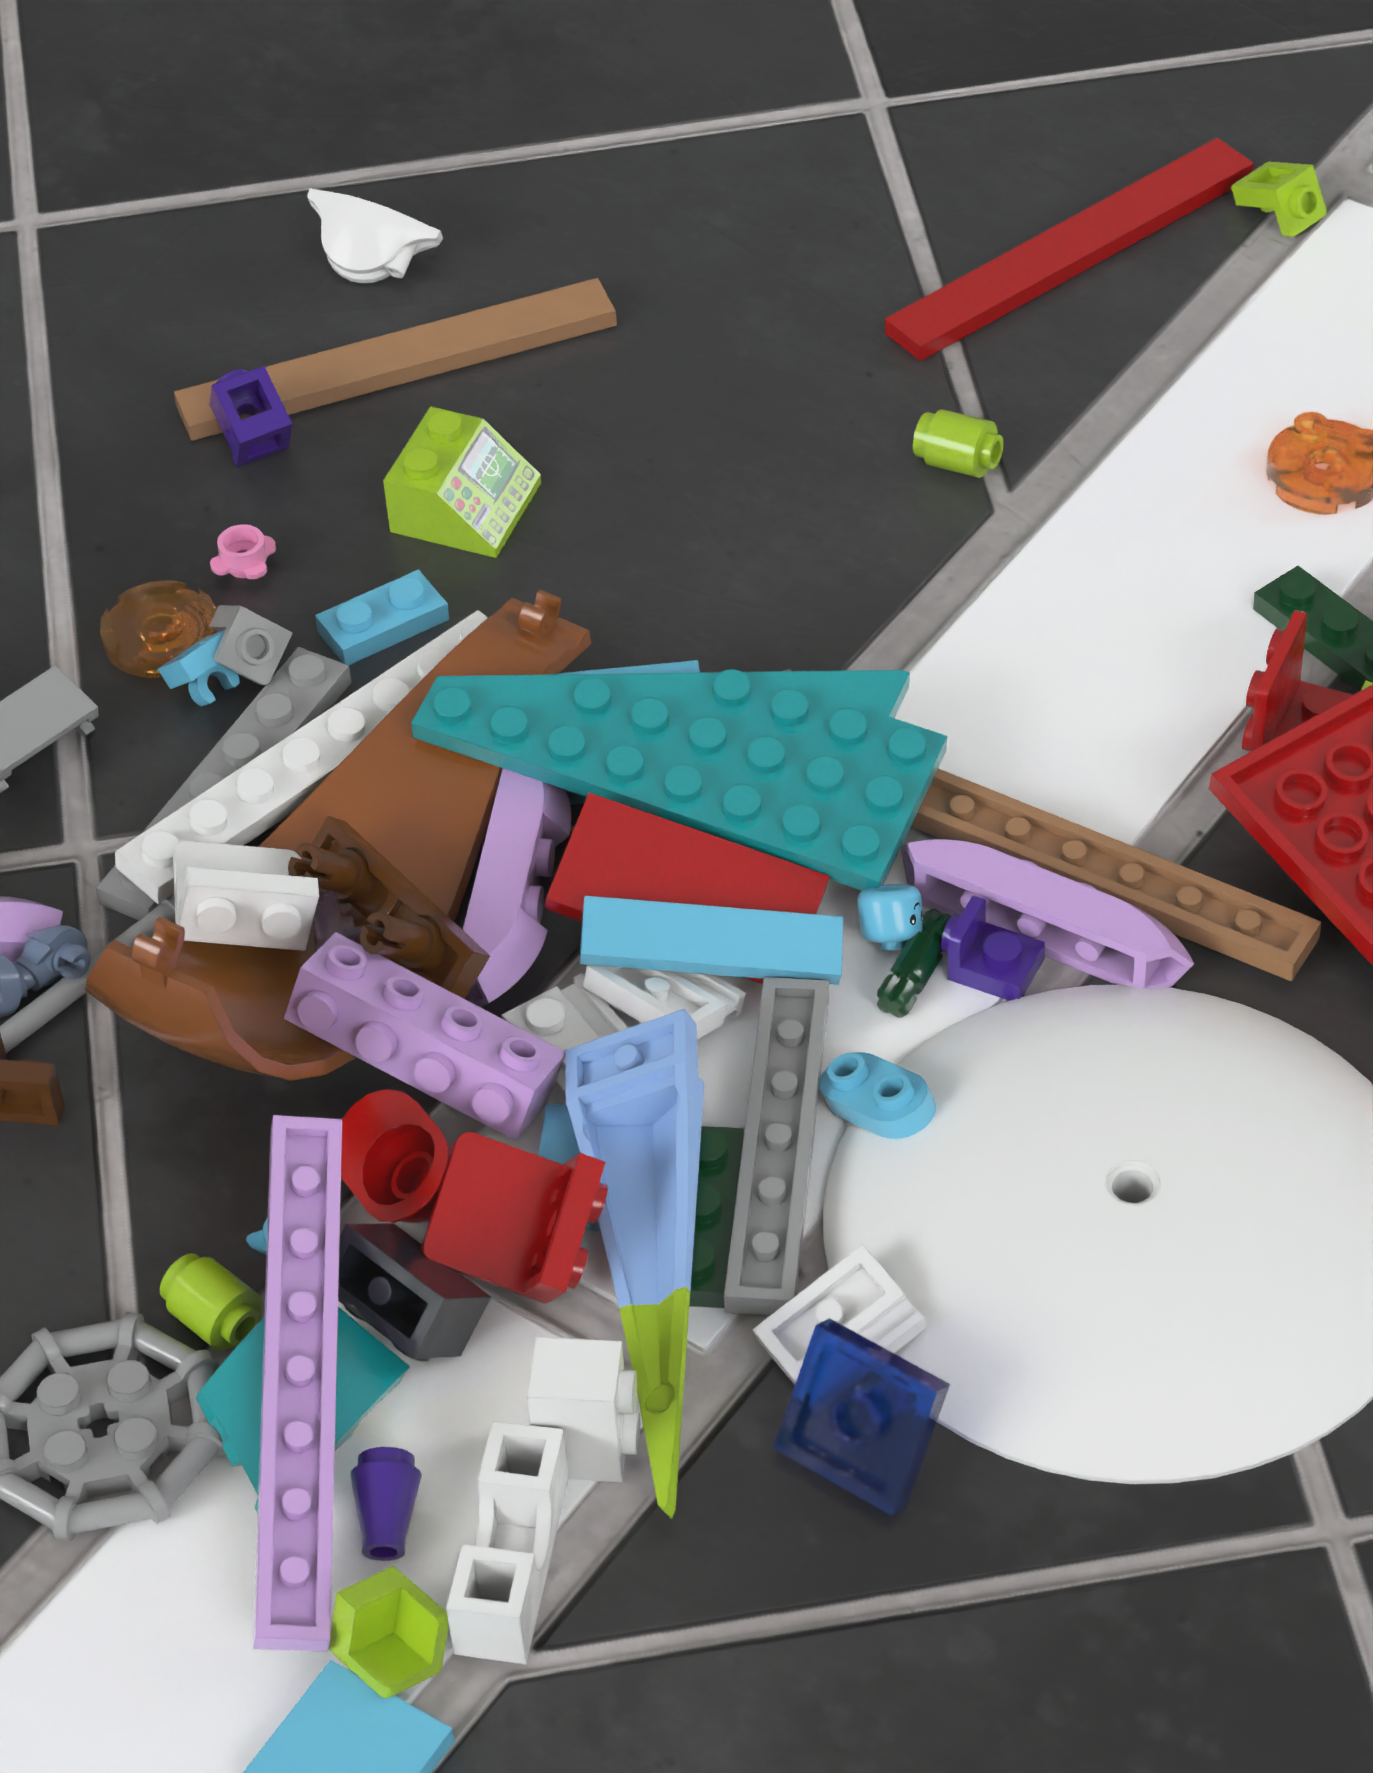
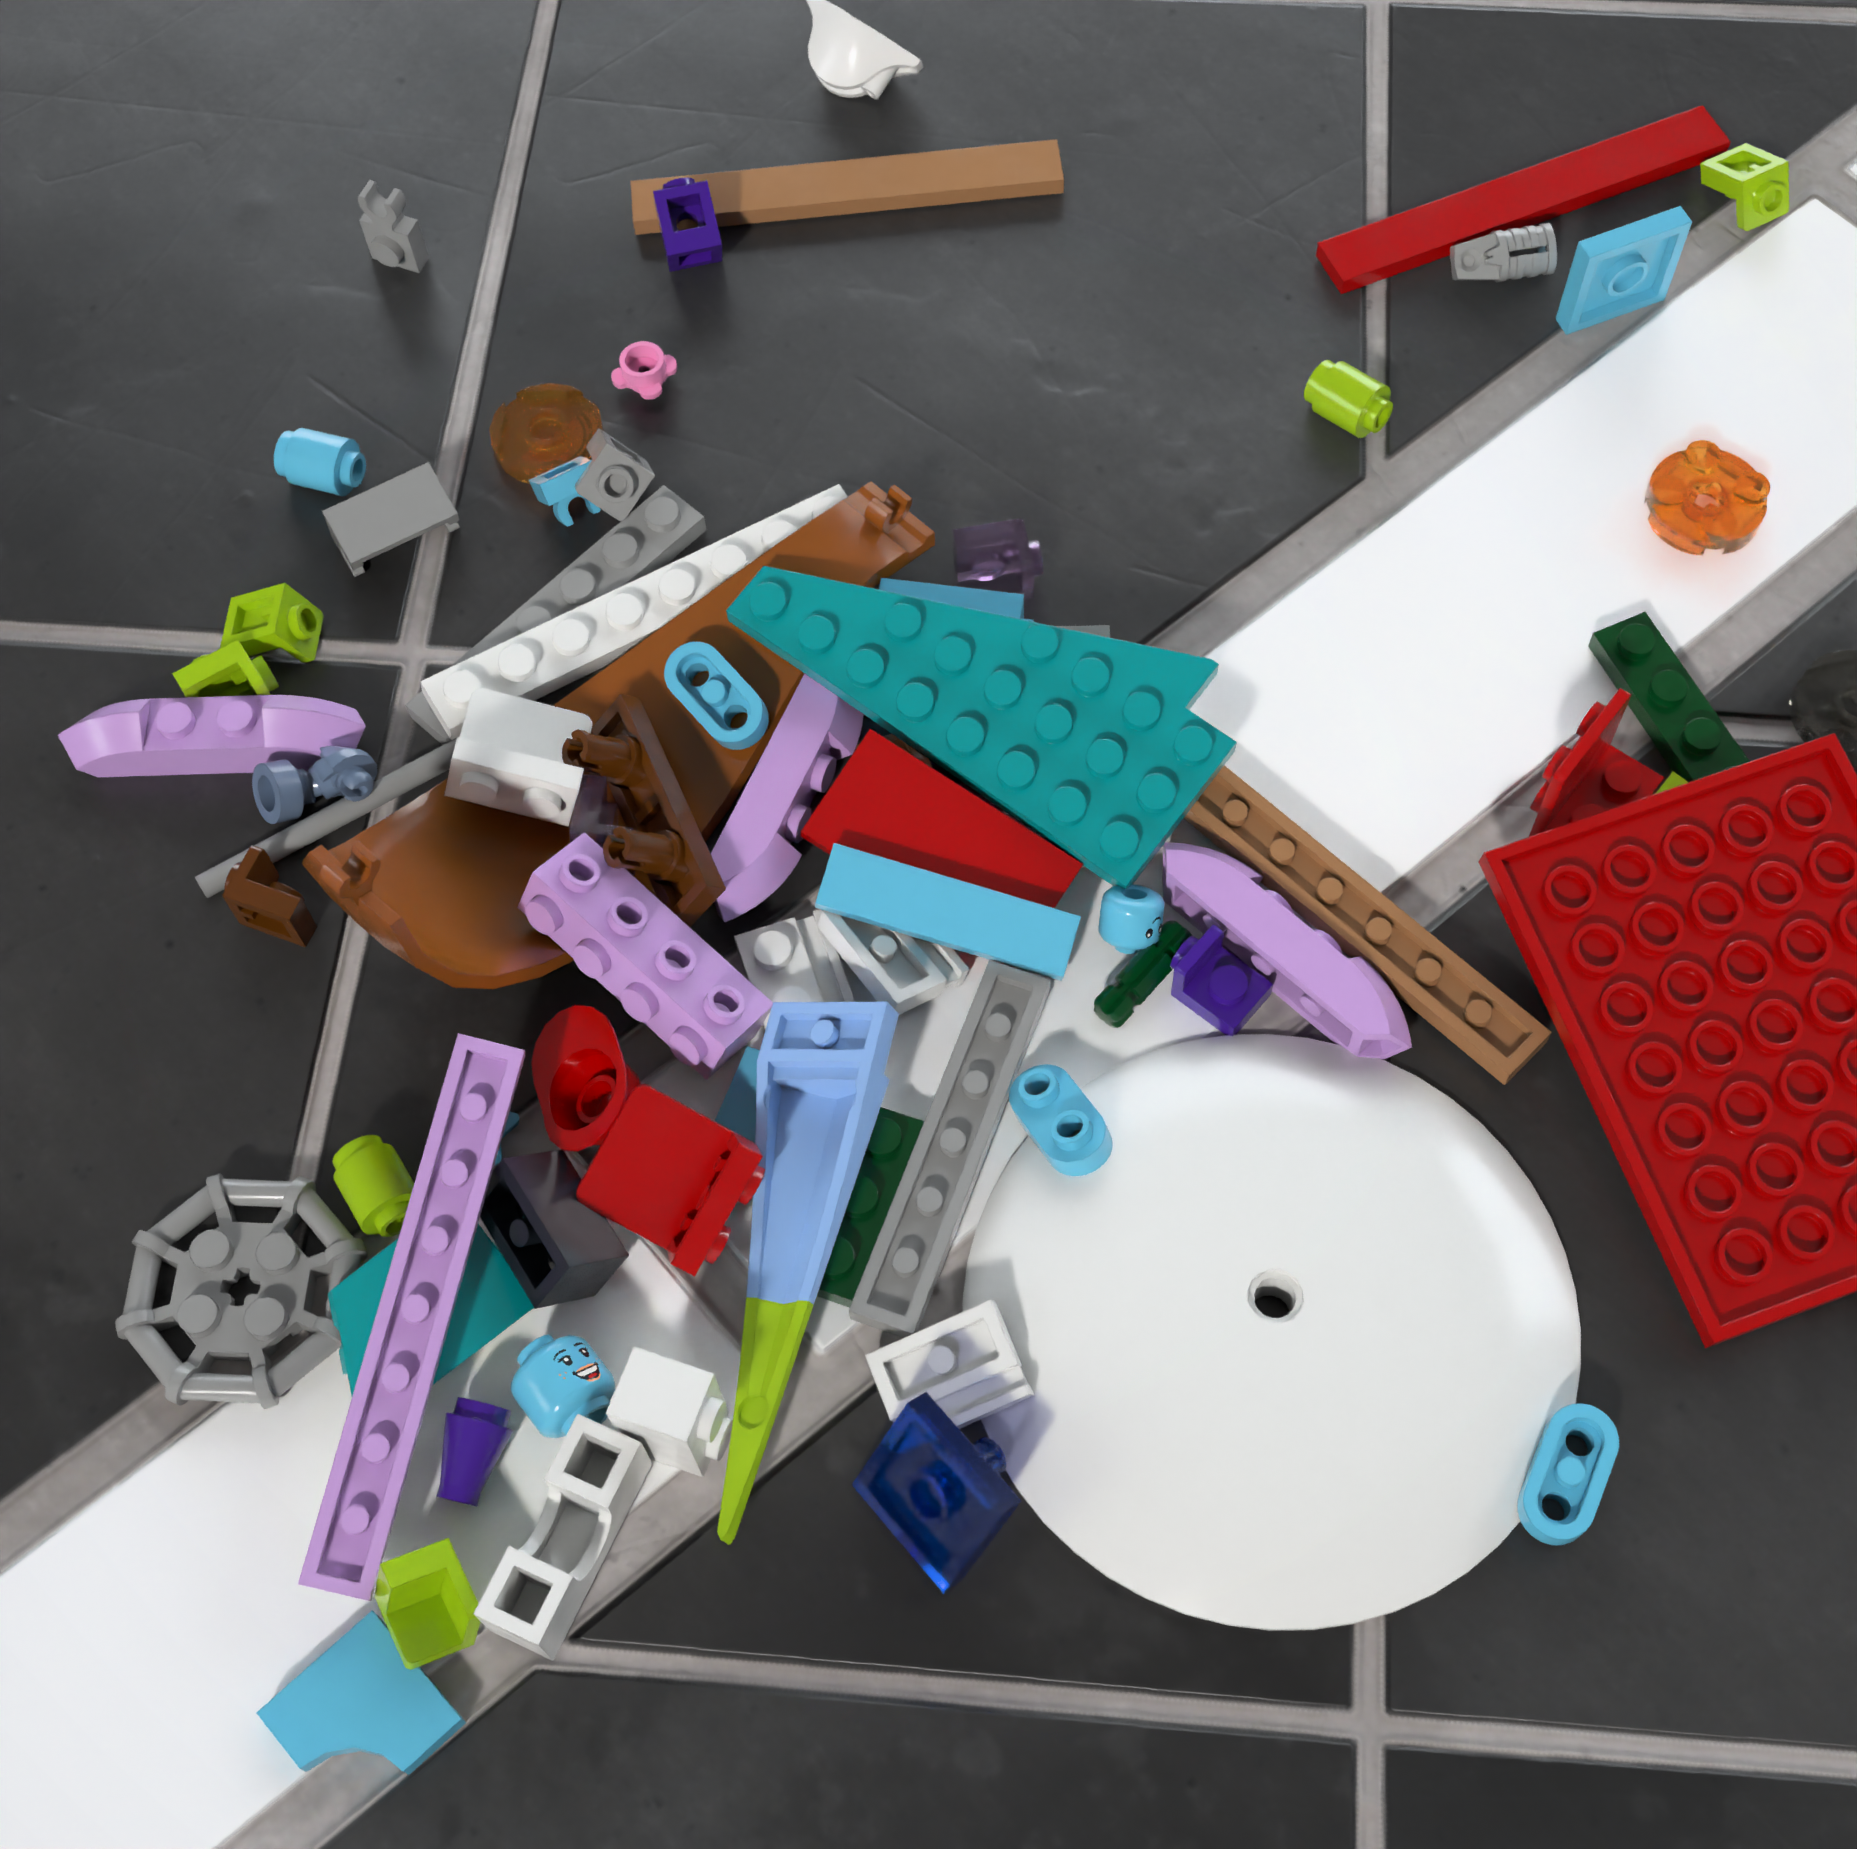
camera: 15 degrees right, 15 degrees up
(382, 617) = (752, 467): medium azure plate -> none
(425, 806) = (718, 698): none -> medium azure plate
(455, 1419) = (561, 1381): none -> medium azure head
(458, 484) = (861, 341): lime slope -> none
(656, 636) = (995, 550): none -> clear purple bracket
(1070, 295) = (1489, 255): none -> light grey hinge
(1186, 282) = (1622, 270): none -> medium azure tile

